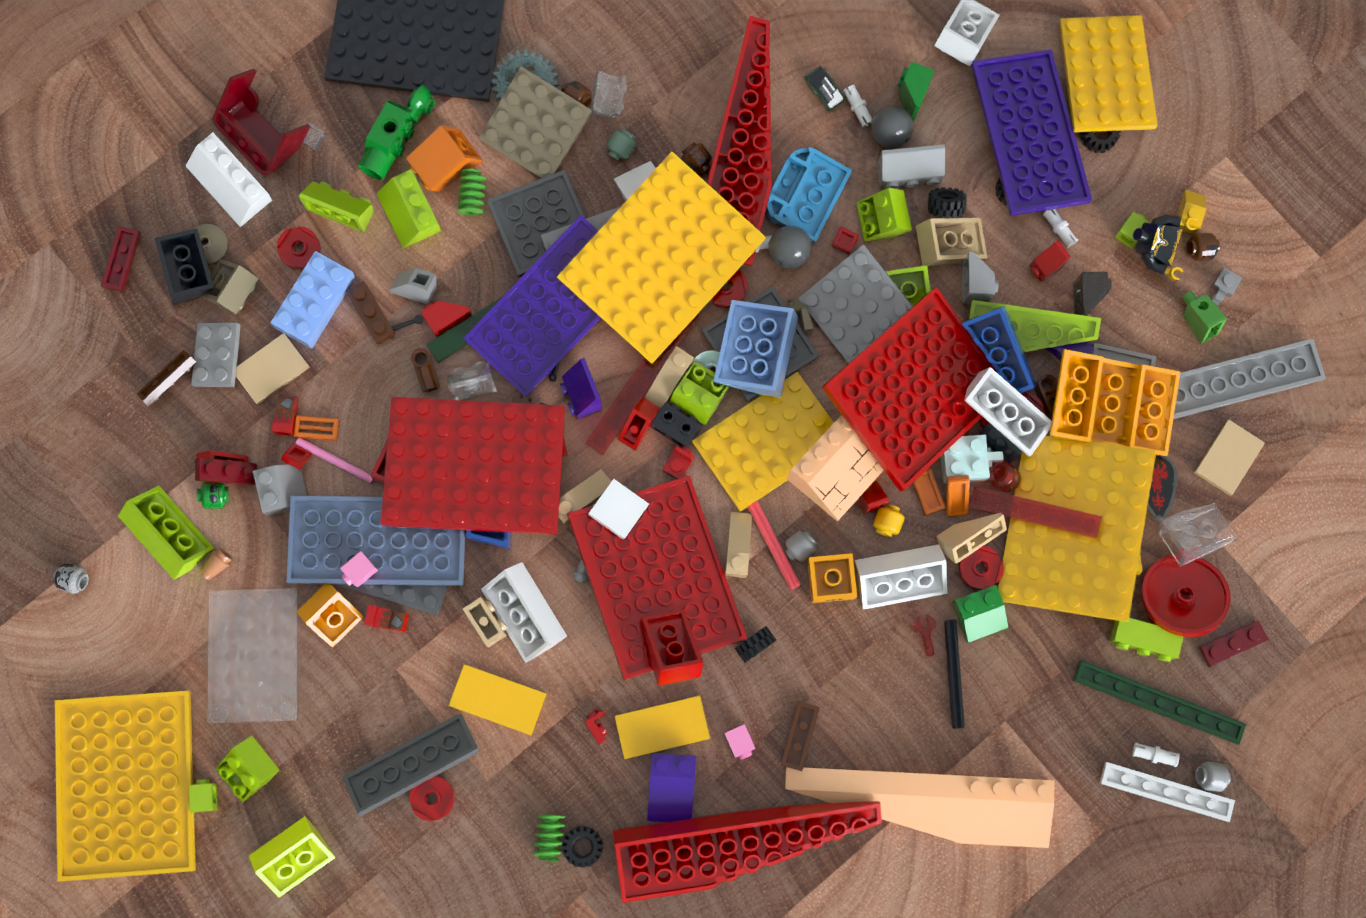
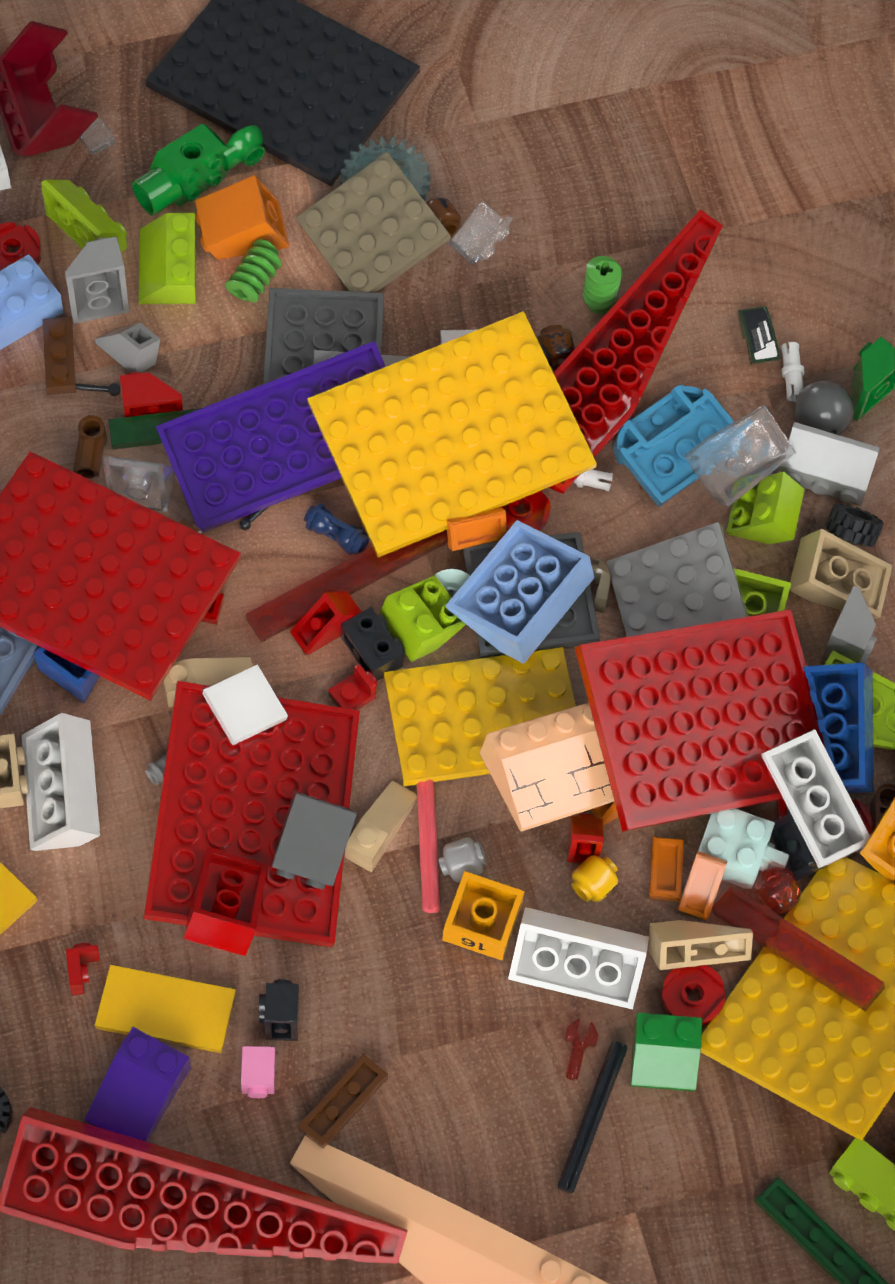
camera: 25 degrees right, 15 degrees down
(373, 251) = (97, 282): none -> light grey slope
(581, 390) = (271, 548): dark purple slope -> none
(621, 144) = (469, 294): sand green head -> none
(625, 356) = (347, 536): none -> dark blue piece
(669, 377) = (395, 576): tan slope -> none
(705, 578) = (313, 840): none -> dark grey slope
(707, 99) = (601, 284): none -> bright green piece
(707, 317) = (476, 529): none -> orange tile
(736, 698) = (280, 1010): none -> black brick
(755, 644) = (340, 953): black tyre -> none
(790, 247) = (623, 492): dark grey piece -> none
(845, 240) = (699, 517): red tile -> none
(855, 189) = (740, 456): none -> clear slope

